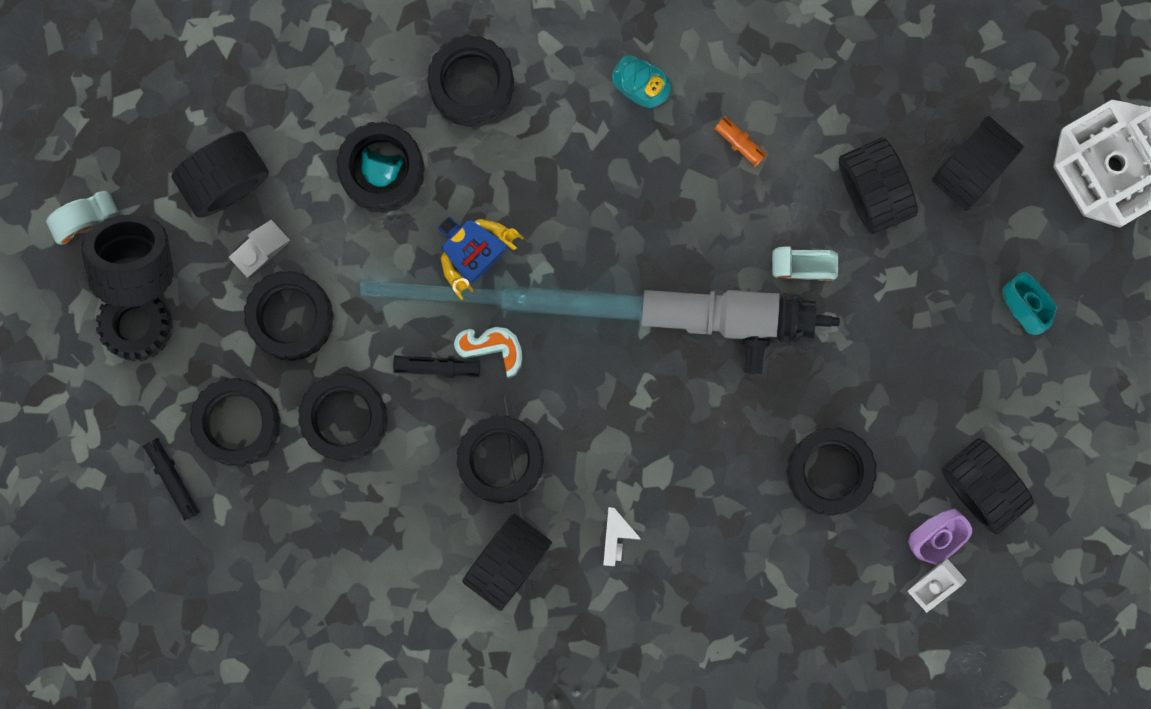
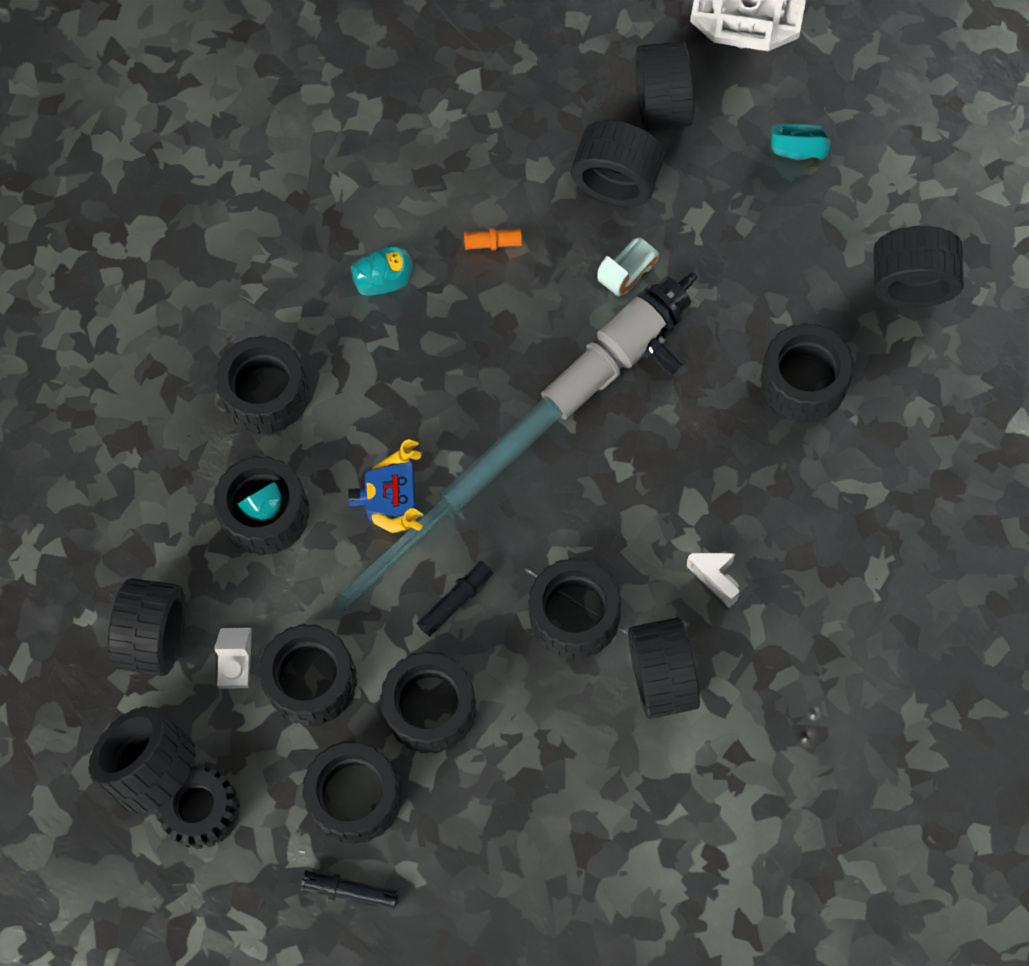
camera: 45 degrees left, 15 degrees down
(80, 216) = (69, 774): light aqua animal -> none
(491, 341) = (475, 539): light aqua animal -> none
(936, 585) = (963, 370): white slope -> none
(940, 536) = (926, 338): lavender piece -> none

